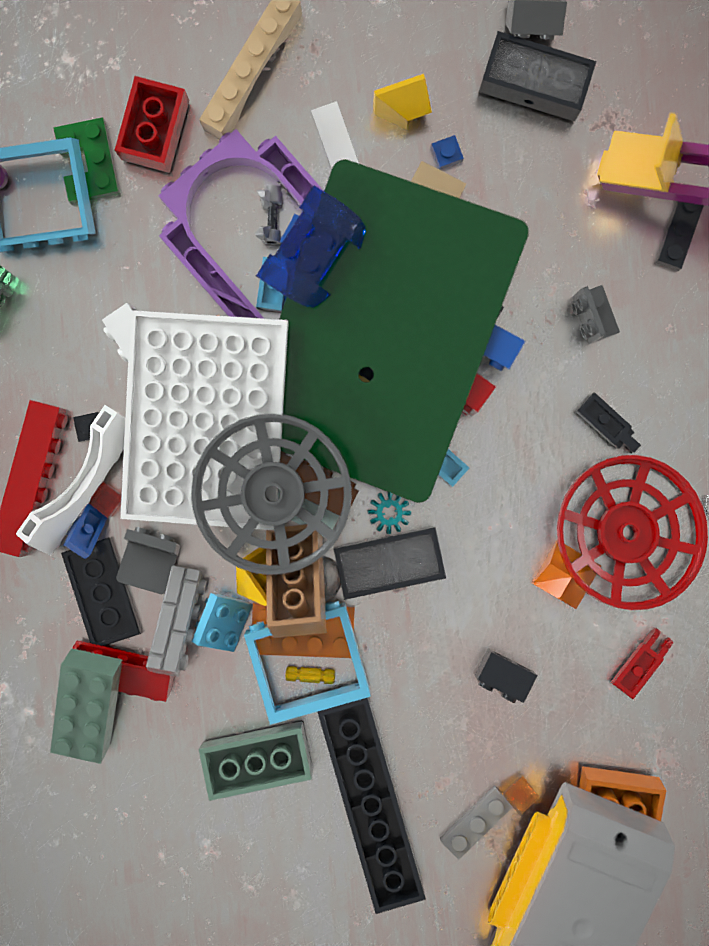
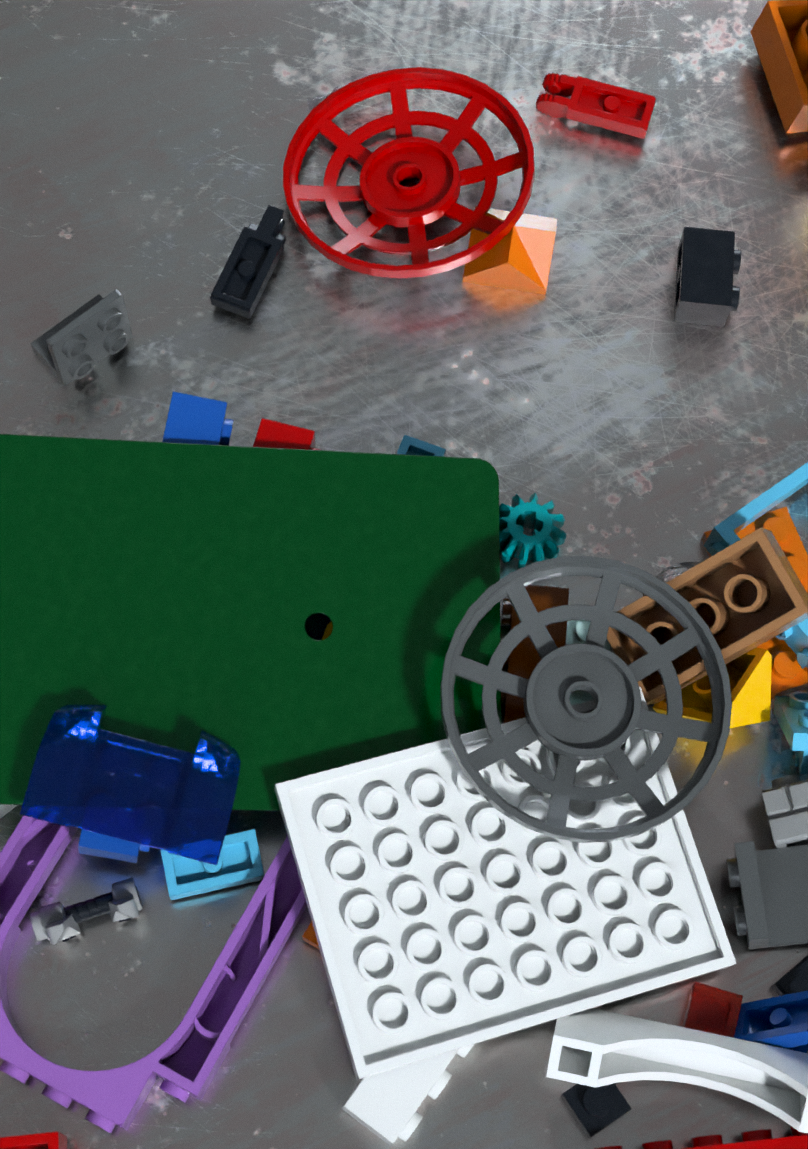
camera: 115 degrees left, 20 degrees down
(389, 562) = (609, 493): clear brick -> none

